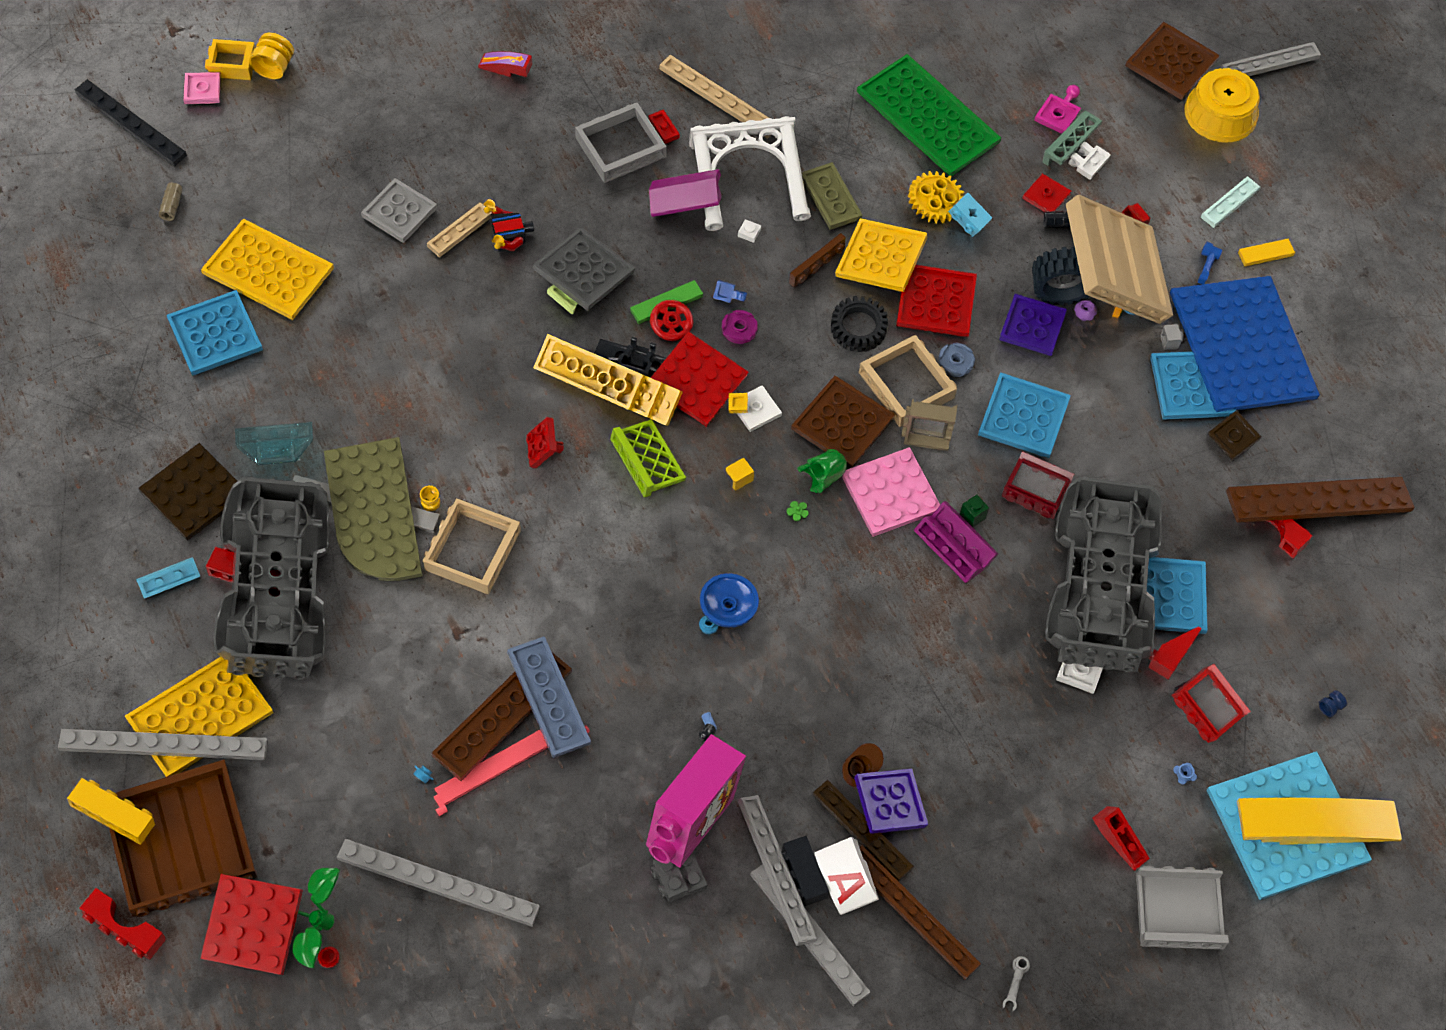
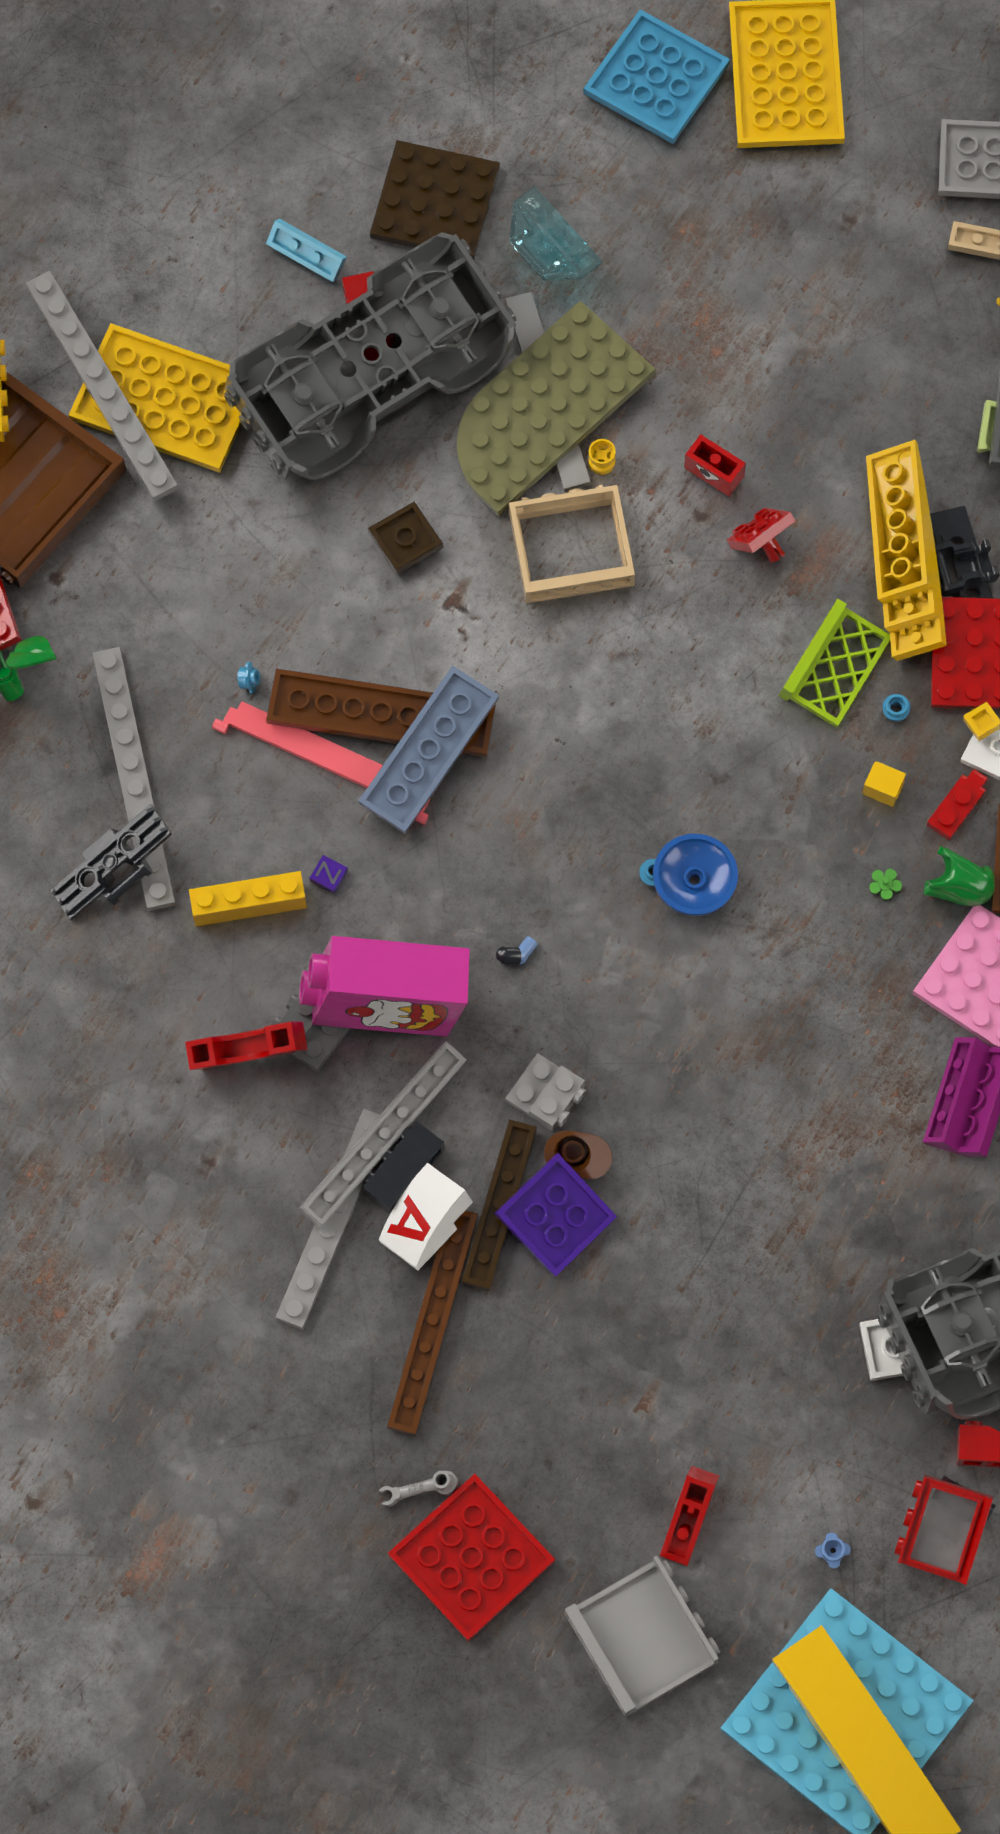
camera: 65 degrees right, 10 degrees up
(398, 633) = (405, 537): none -> dark brown plate
(482, 442) = (714, 465): none -> red brick
(484, 925) = (108, 855): none -> black piece
(569, 859) = (247, 898): none -> yellow brick
(584, 804) = (328, 874): none -> dark purple tile
(663, 926) = (246, 1046): none -> red arch
(696, 437) = (899, 700): none -> dark azure plate
(775, 447) = (958, 804): none -> red hinge
(808, 762) = (546, 1092): none -> light grey plate
(1077, 978) = (471, 1557): none -> red plate

